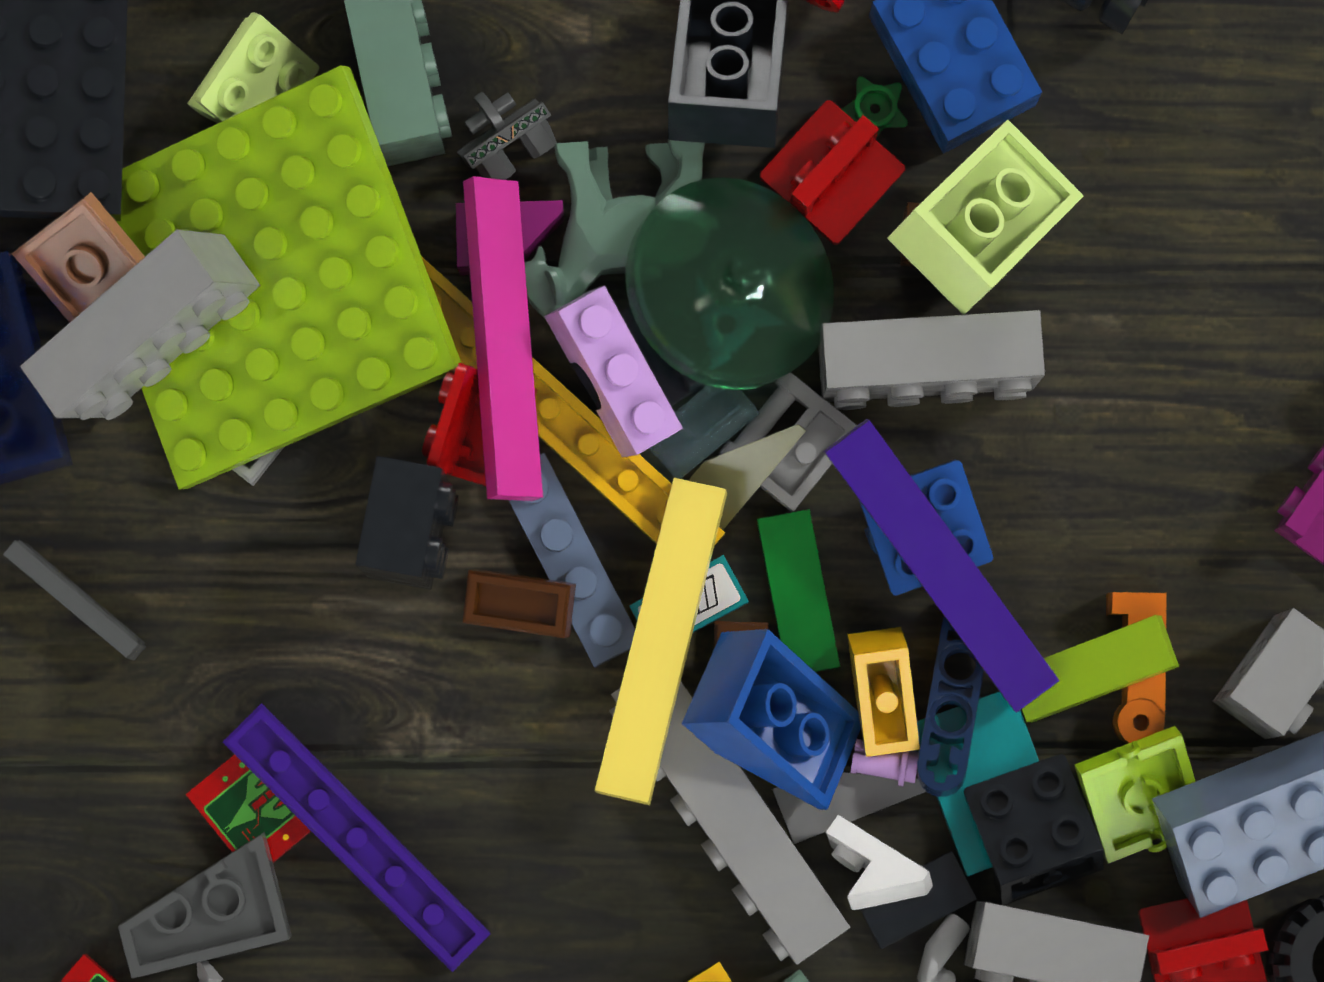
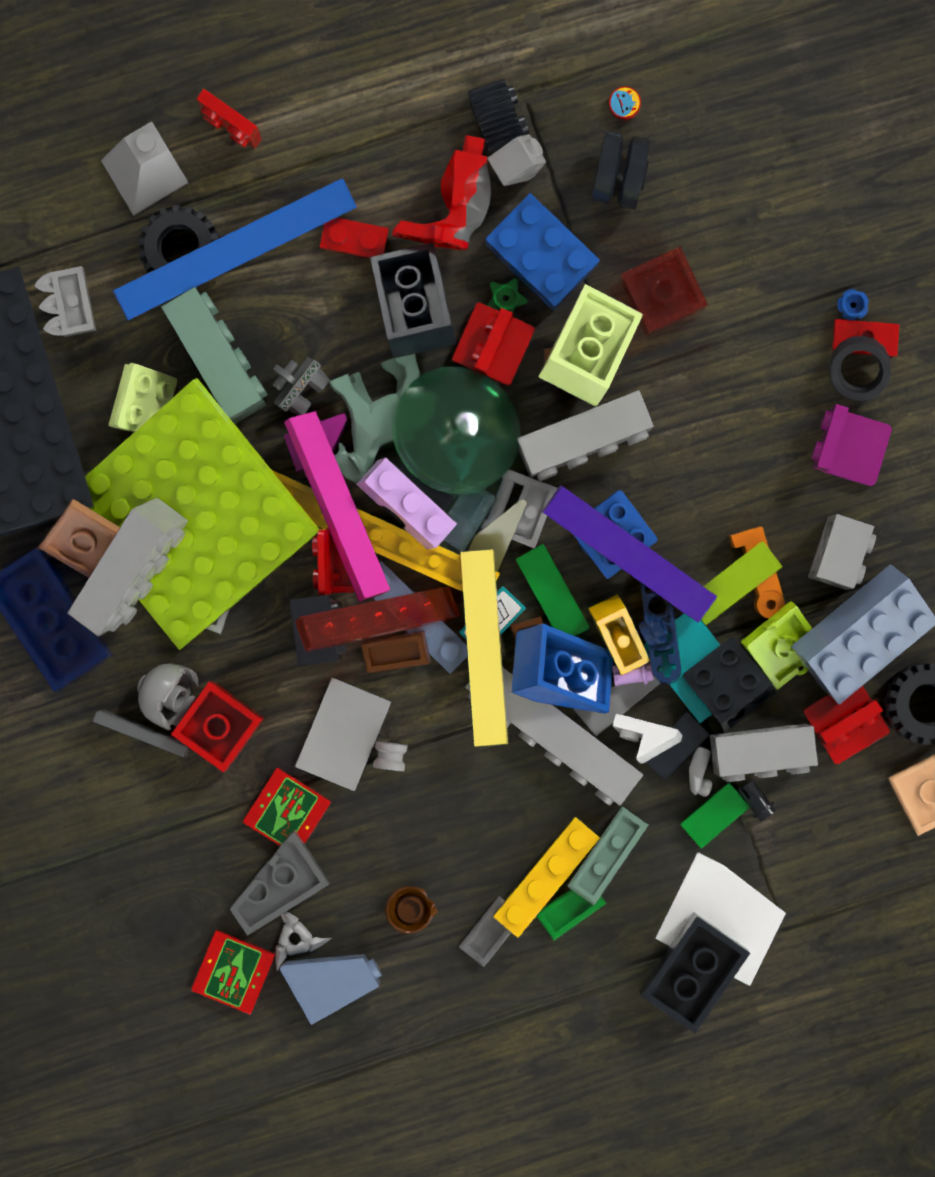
camera: 15 degrees left, 5 degrees up
(134, 550) = (166, 694): none -> light grey cylinder
(197, 627) = (217, 726): none -> red brick
(357, 837) = (347, 814): dark purple tile -> none
(392, 707) = (343, 734): none -> light grey tile
(455, 766) = (390, 756): none -> light grey wheel
(505, 533) = (376, 618): none -> clear red tile
(940, 699) = (653, 630): none -> dark blue plate
(1127, 174) = (663, 291): none -> clear red brick

